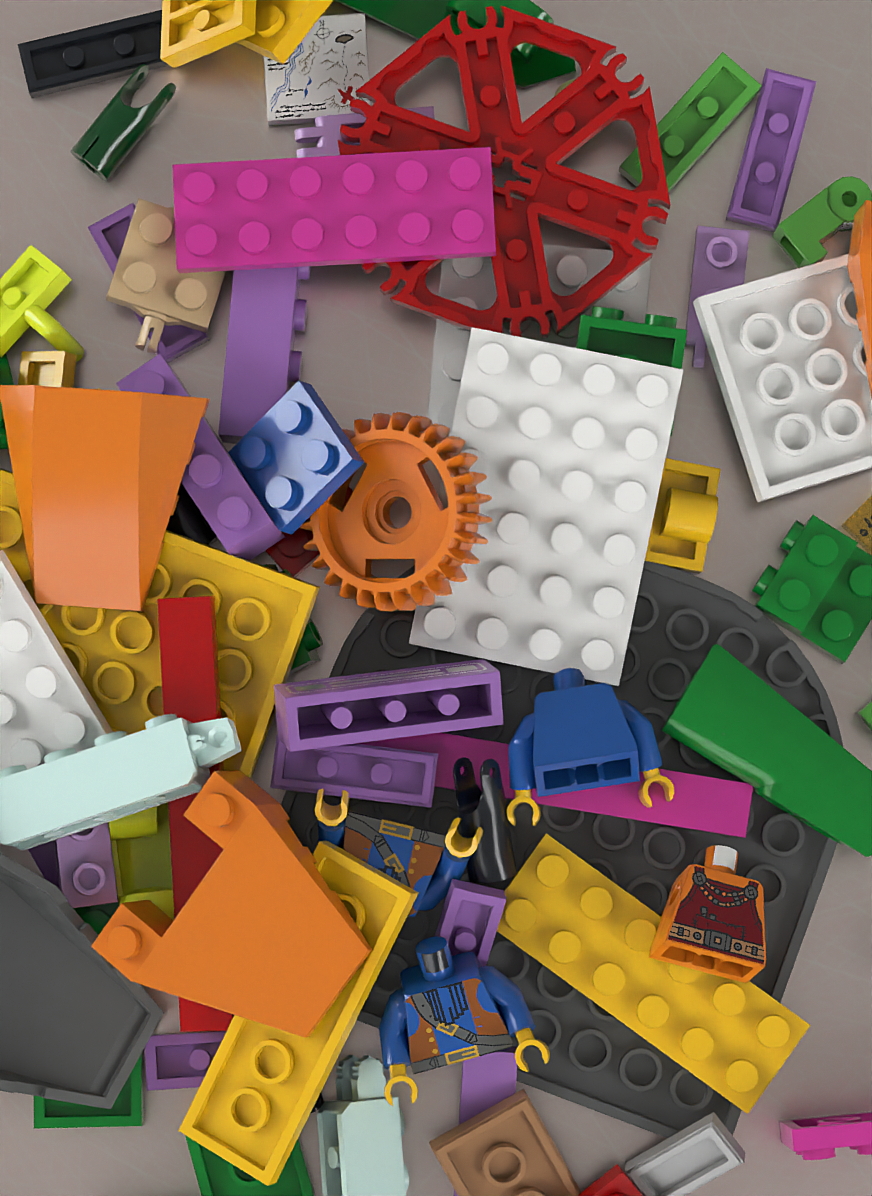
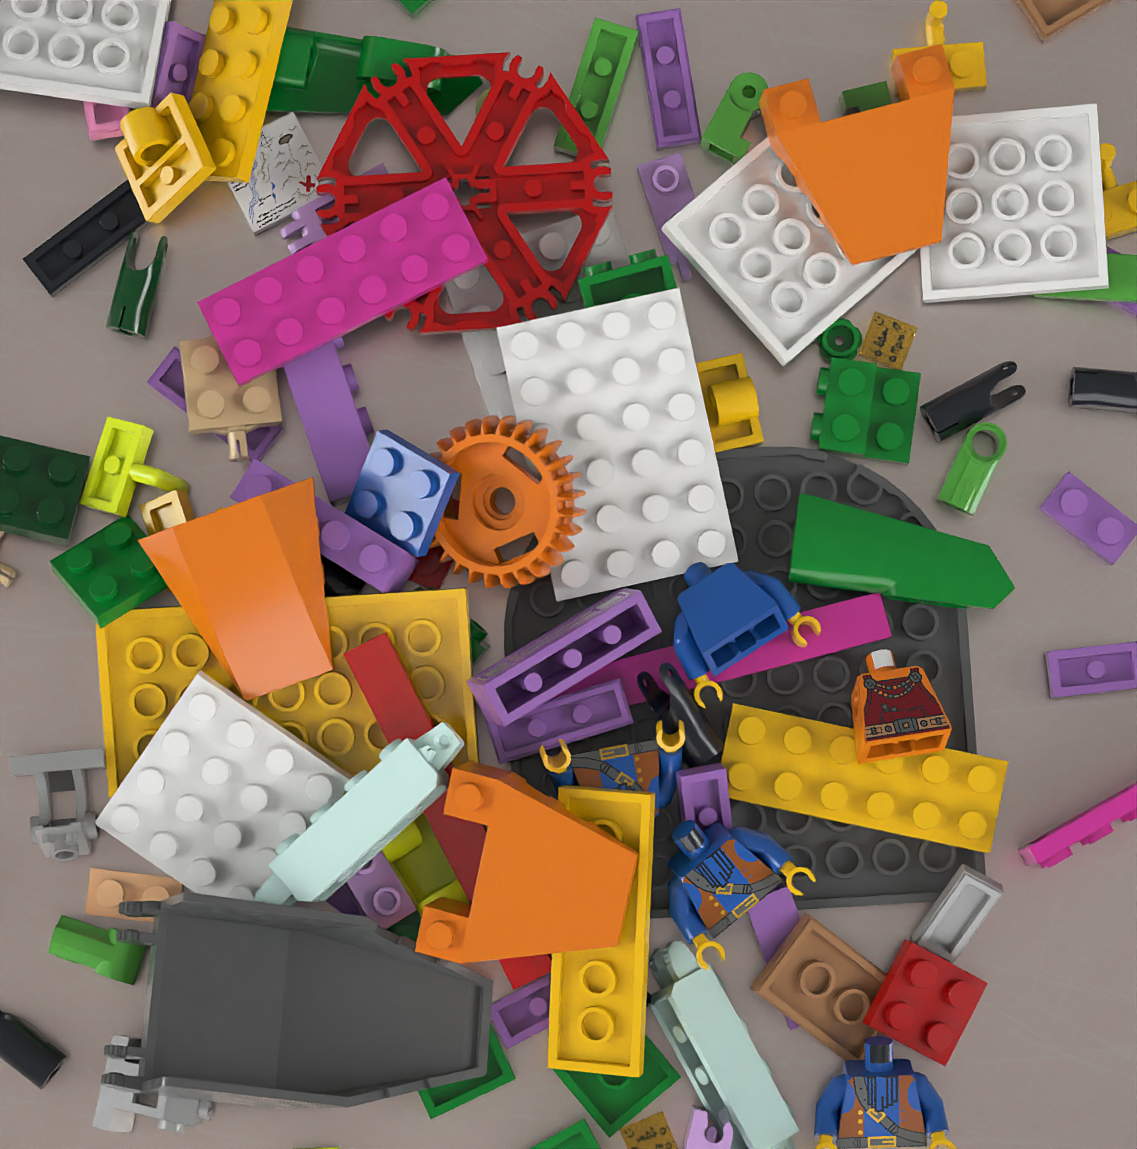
camera: 25 degrees left, 0 degrees up
(840, 493) = (850, 334): none -> green plate

